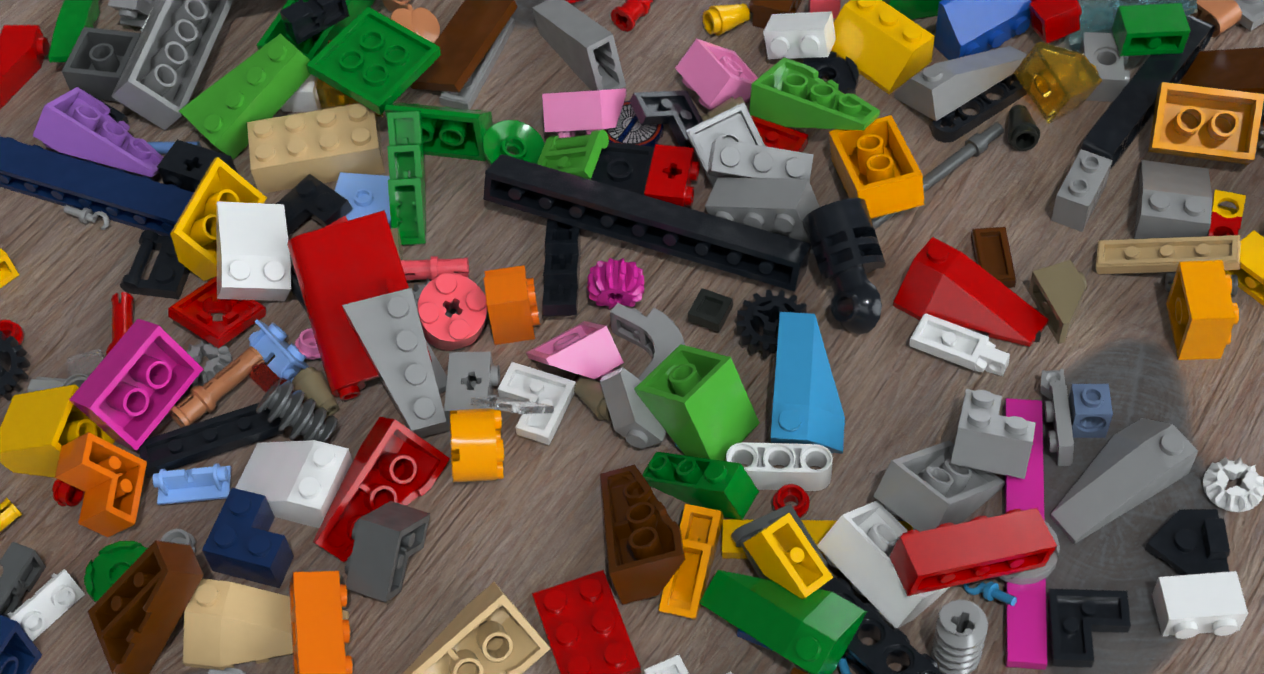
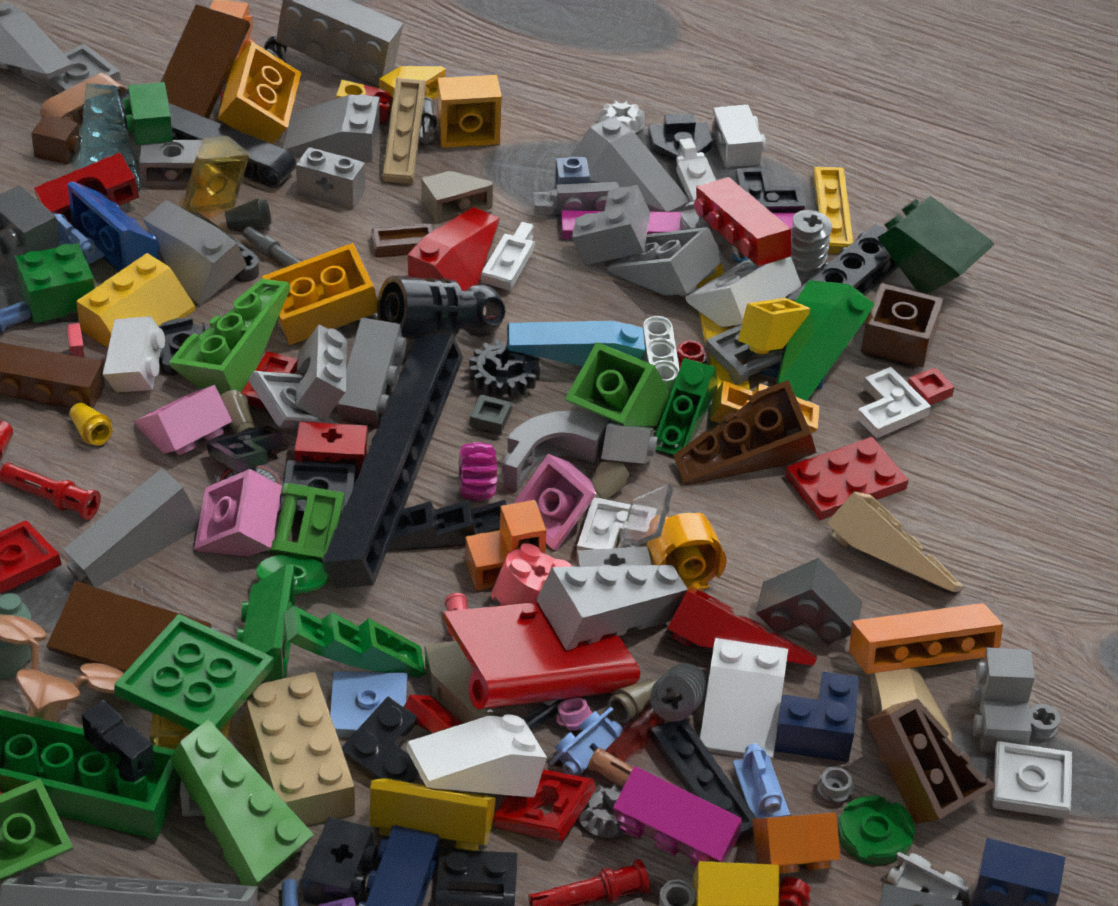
camera: 105 degrees left, 10 degrees down
(1109, 548) = (692, 168): none -> white hinge

